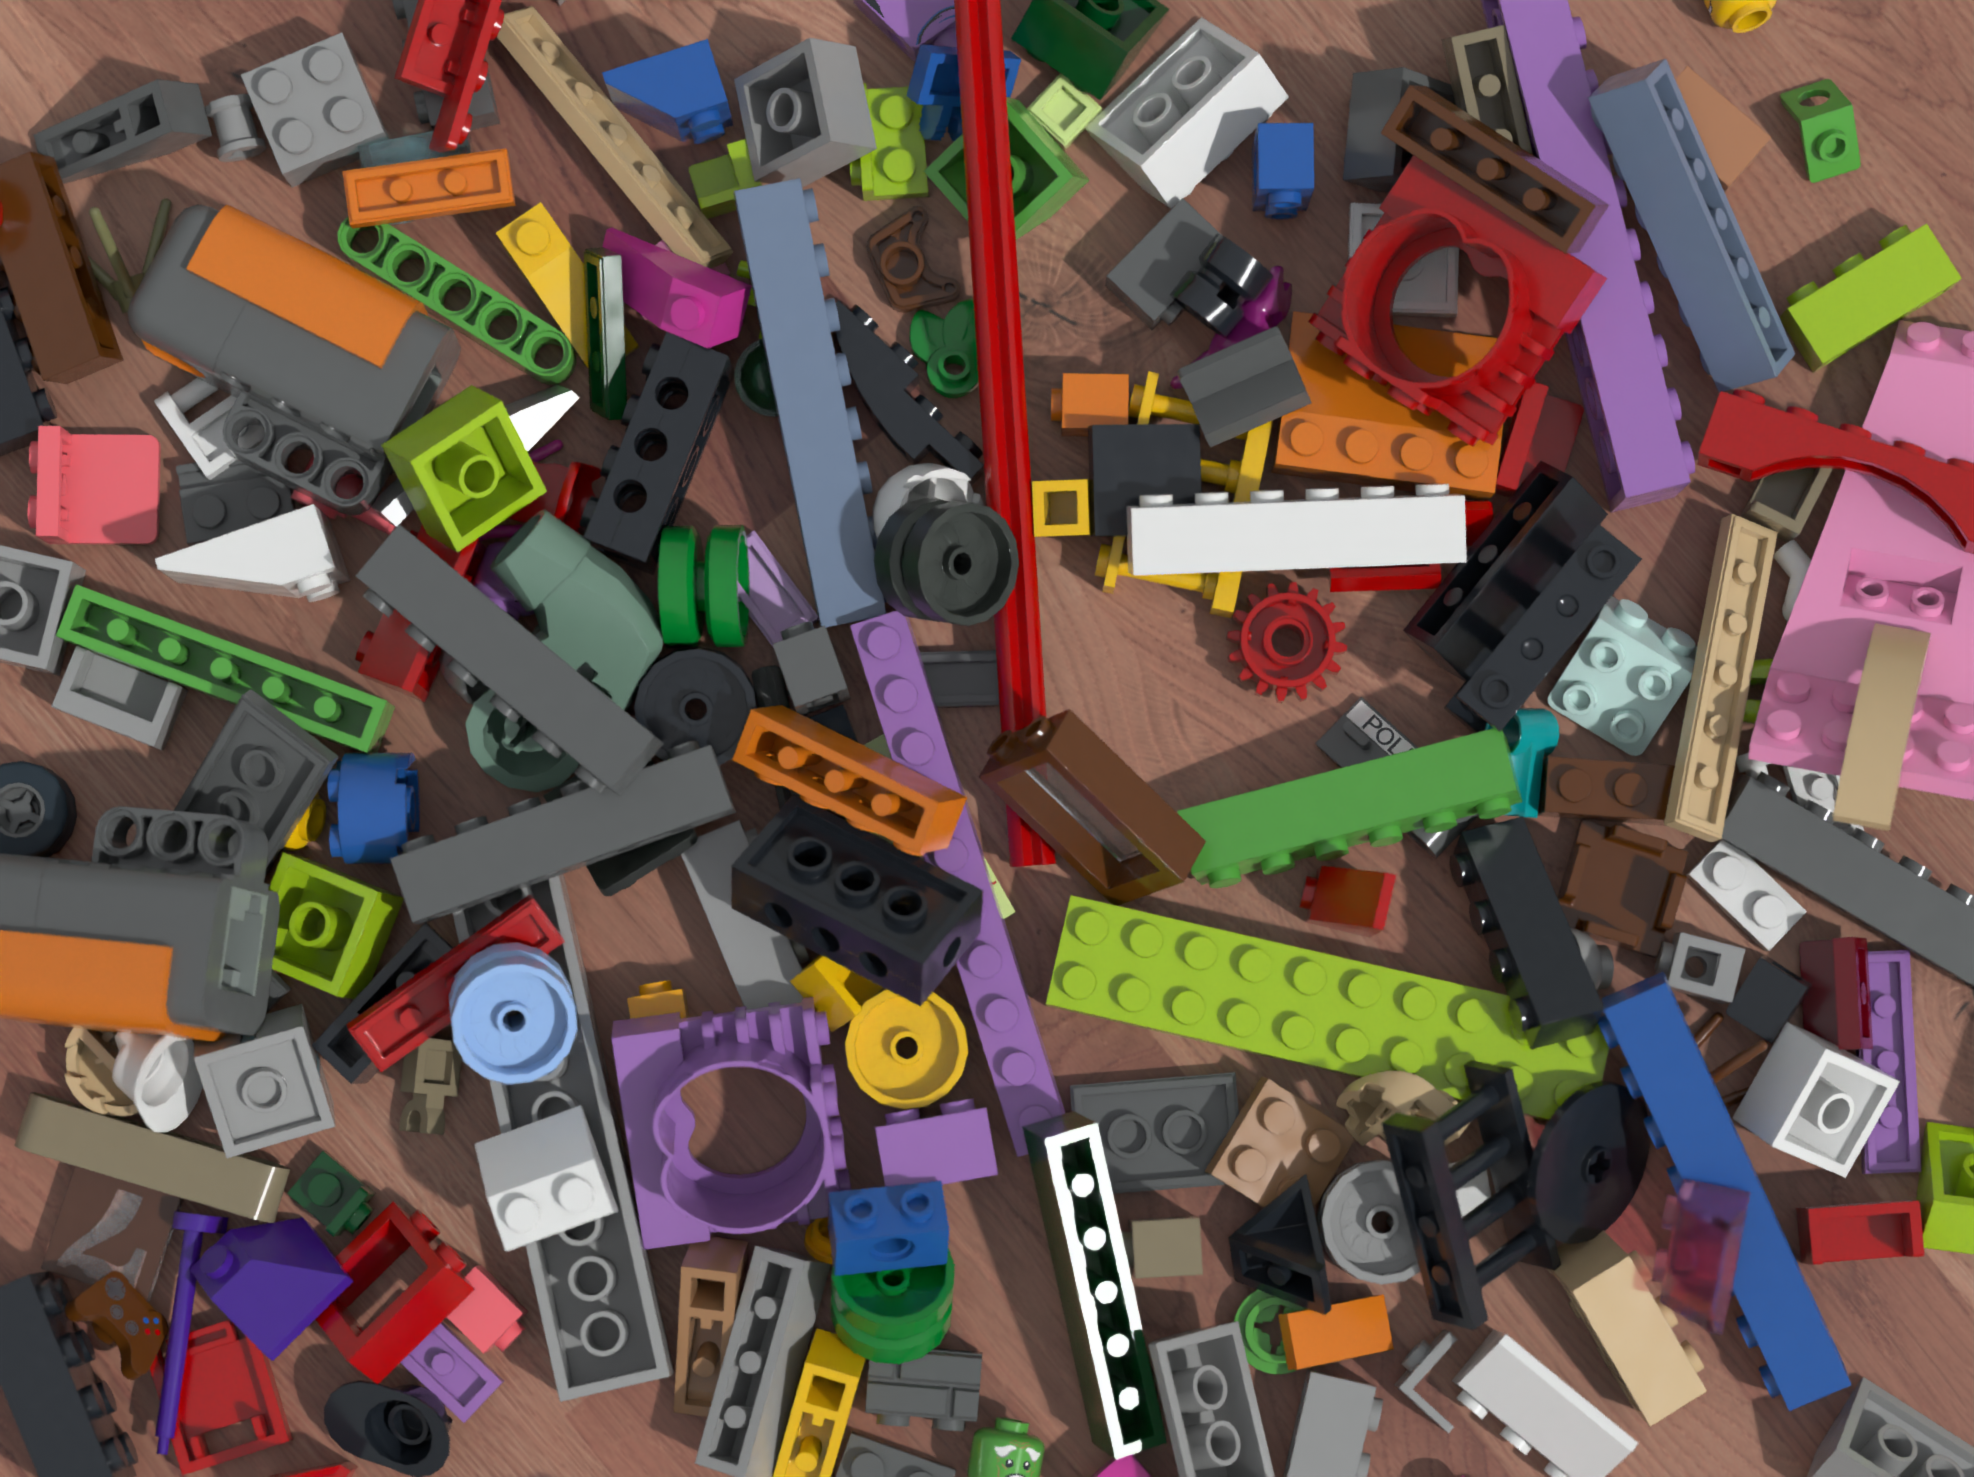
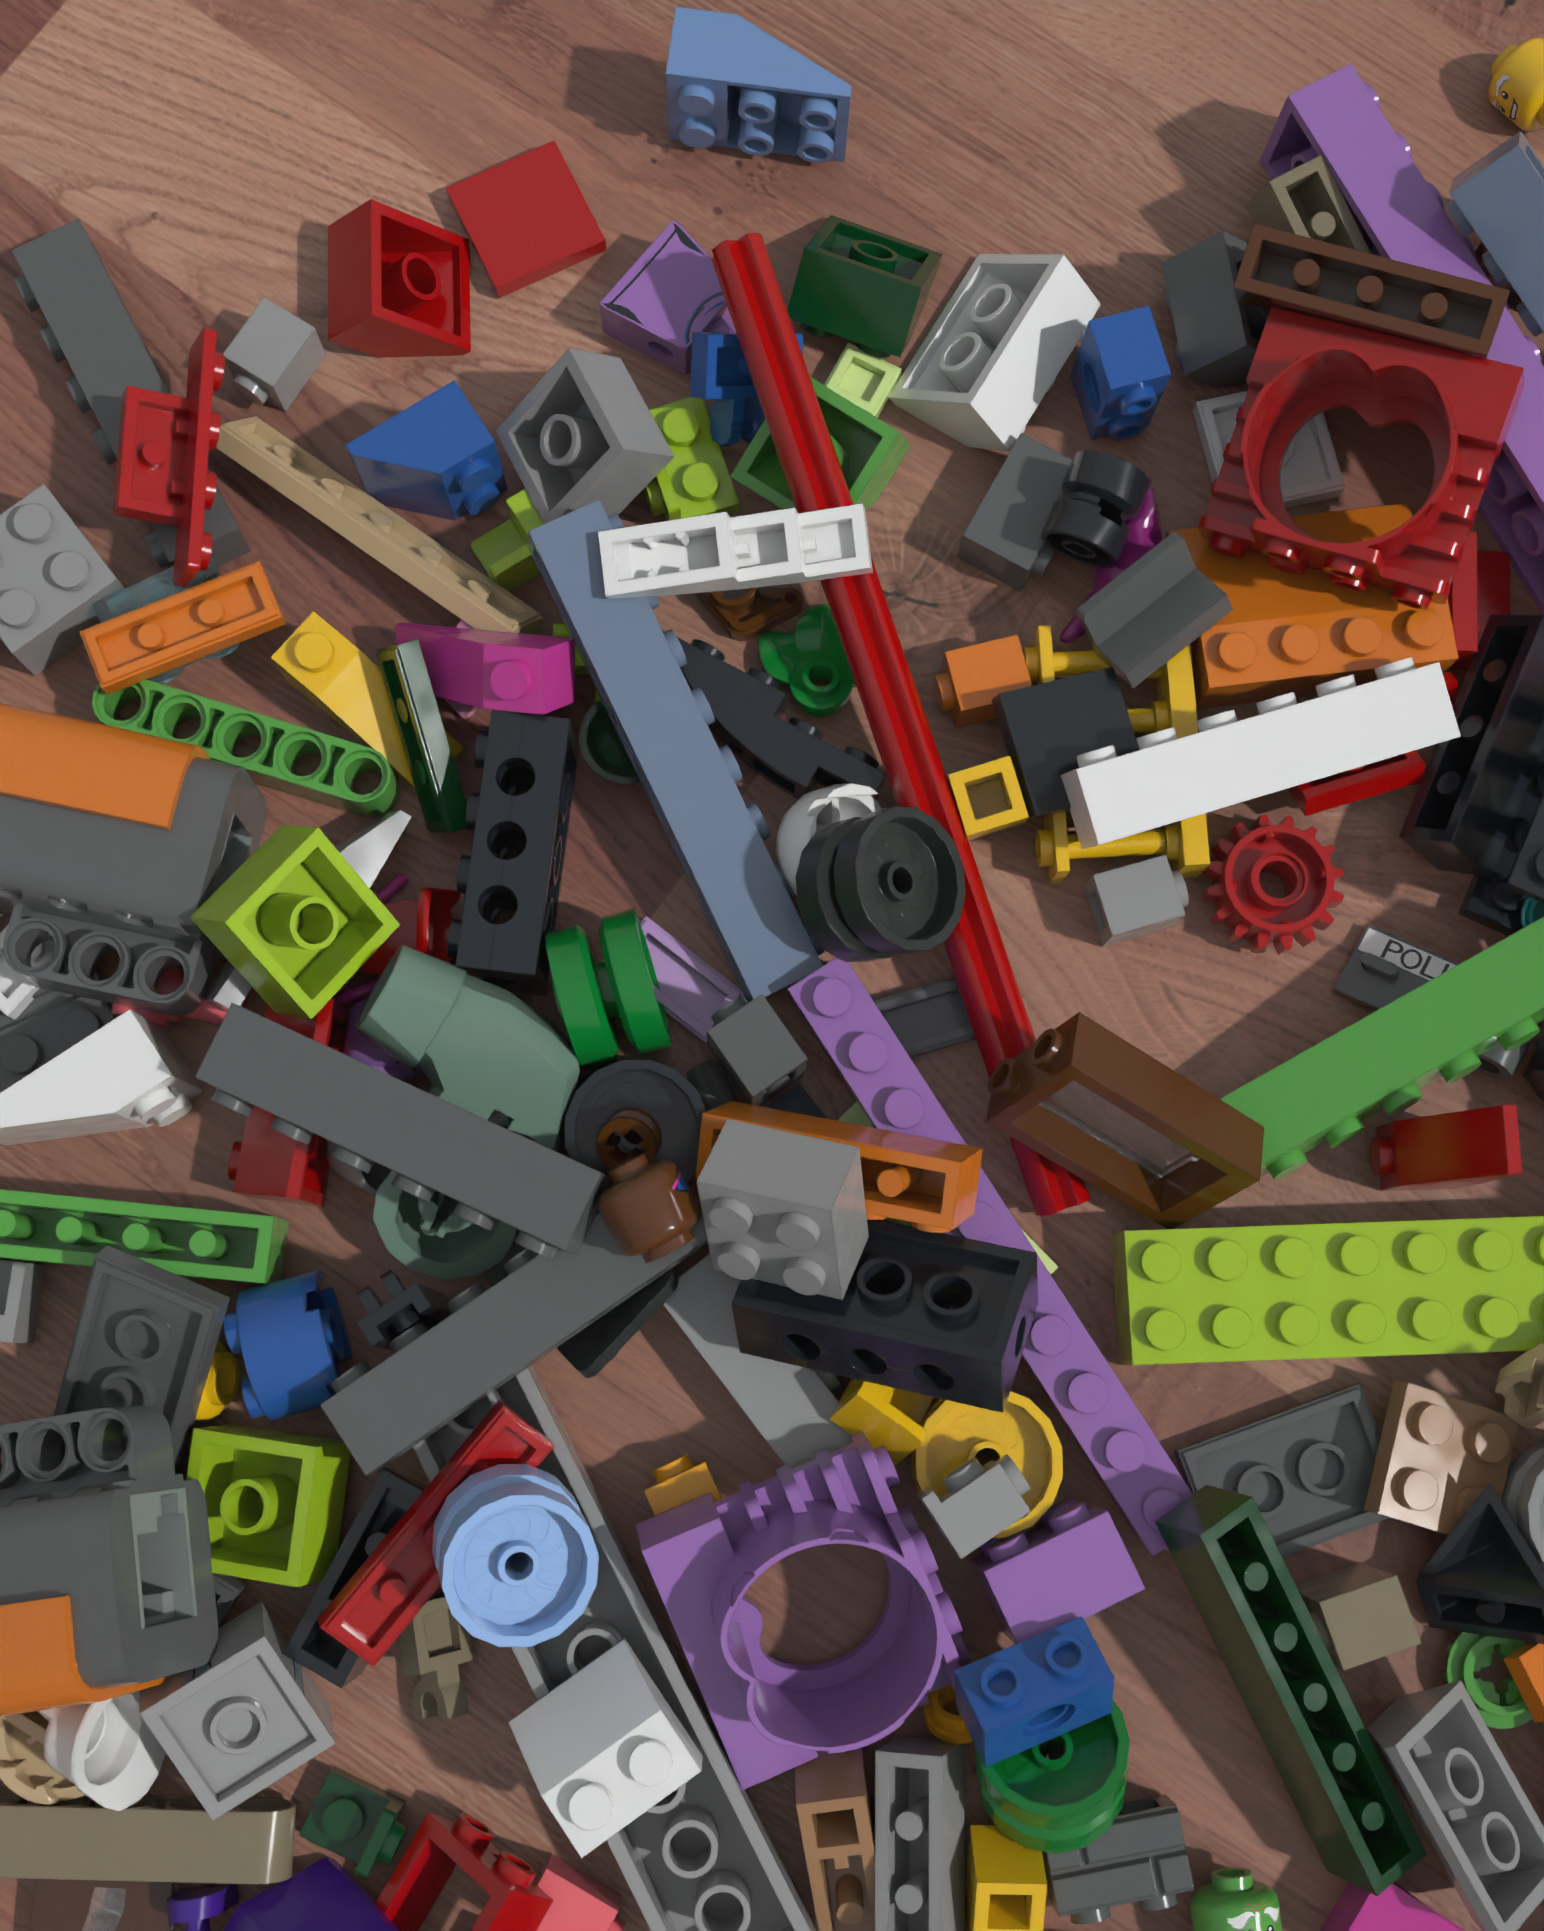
camera: 20 degrees left, 5 degrees down
(471, 804) = (401, 1312): none -> black hinge
(685, 773) = (648, 1208): none -> reddish brown head
(687, 699) = (622, 1123): none -> reddish brown bush
(791, 802) = (784, 1208): none -> light grey brick
(884, 1072) = (977, 1503): none -> light grey brick
(902, 251) = (734, 552): none -> white slope
(1168, 625) = (1136, 900): none -> light grey brick

